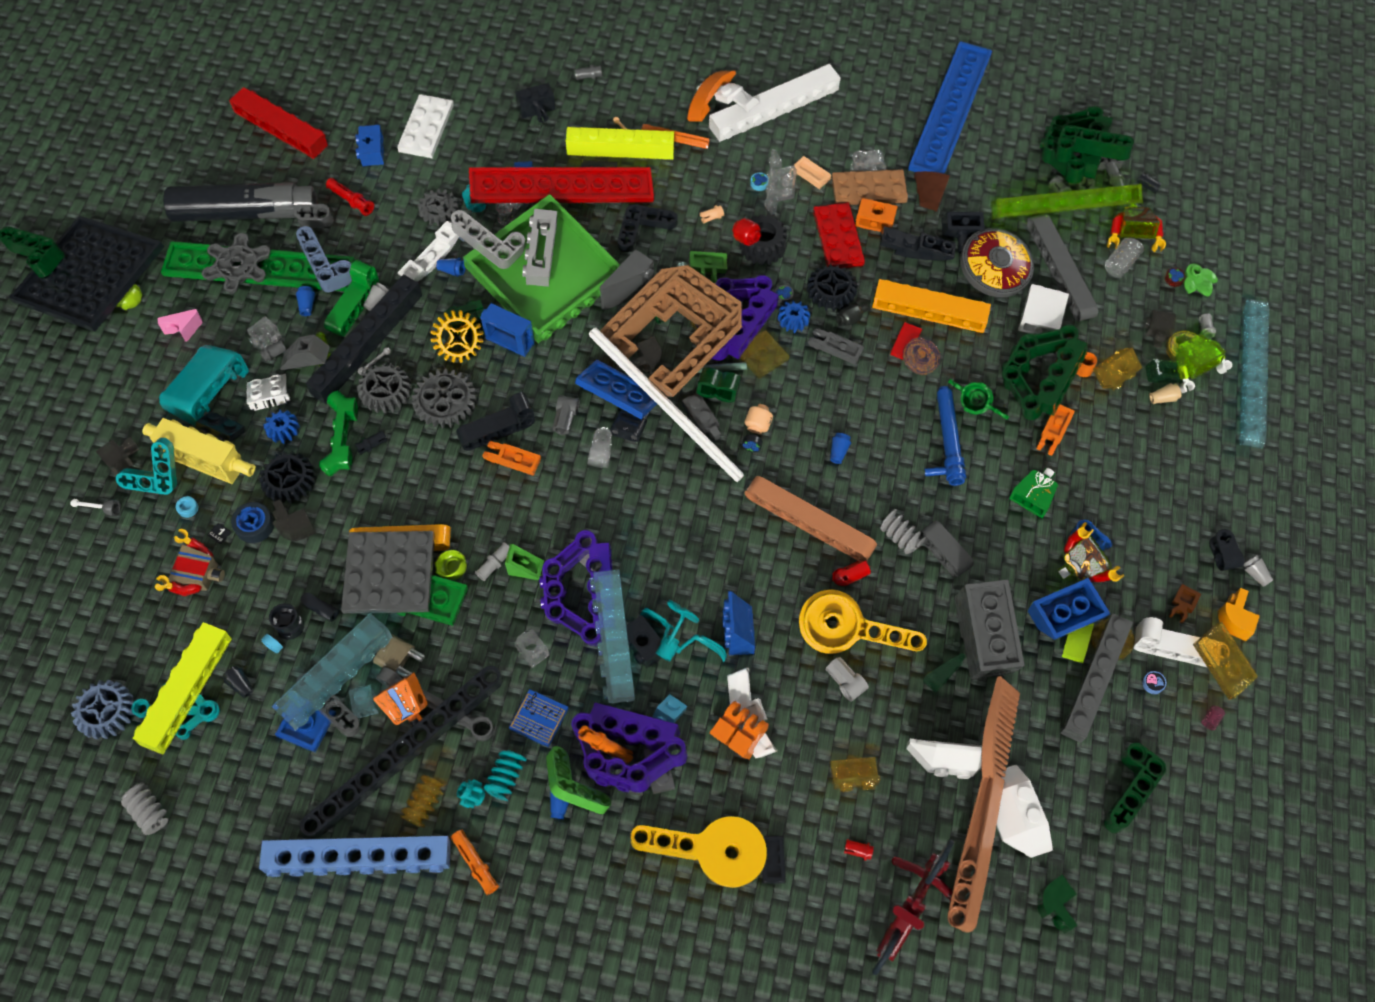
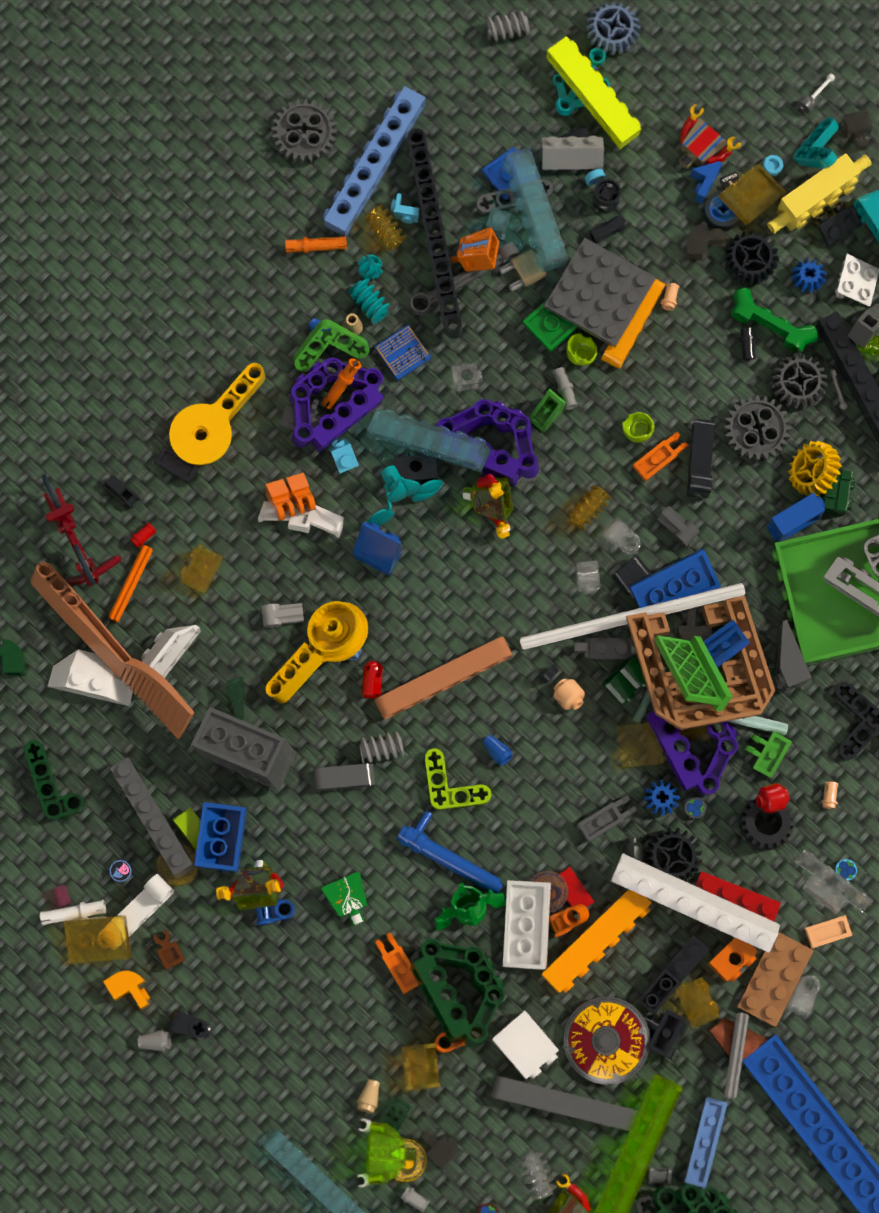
camera: 120 degrees right, 15 degrees up
(225, 503) = (752, 194): none -> clear yellow tile
(225, 548) = (706, 175): none -> blue slope
(257, 673) = (572, 153): none -> light grey brick
(337, 957) = (302, 148): none -> dark grey gear
(362, 521) = (669, 300): none -> light nougat pin
(397, 791) = (404, 213): none -> medium azure bracket
(496, 484) = (638, 427): none -> lime hair
(538, 782) = (355, 327): none -> tan cone
(591, 485) = (588, 507): none -> clear yellow piece
(634, 557) = (492, 499): none -> torso
(647, 320) = (726, 643): none -> blue plate
(651, 456) = (588, 576): none -> clear brick
(678, 320) = (699, 664): none -> bright green fence
(831, 900) = (120, 489): none -> black bar
(859, 249) = (696, 903): none -> white brick
(898, 466) = (449, 794): none -> lime beam
(910, 833) = (130, 583): none -> orange axle
(926, 218) = (698, 1002): none -> clear yellow bracket
(932, 329) = (565, 921): none -> orange piece
(944, 176) = (736, 1056): none -> light grey axle
(958, 353) = (526, 924): none -> white plate
(1014, 172) = (705, 1142): none -> medium blue plate
(1210, 692) = (73, 912): none -> white pin

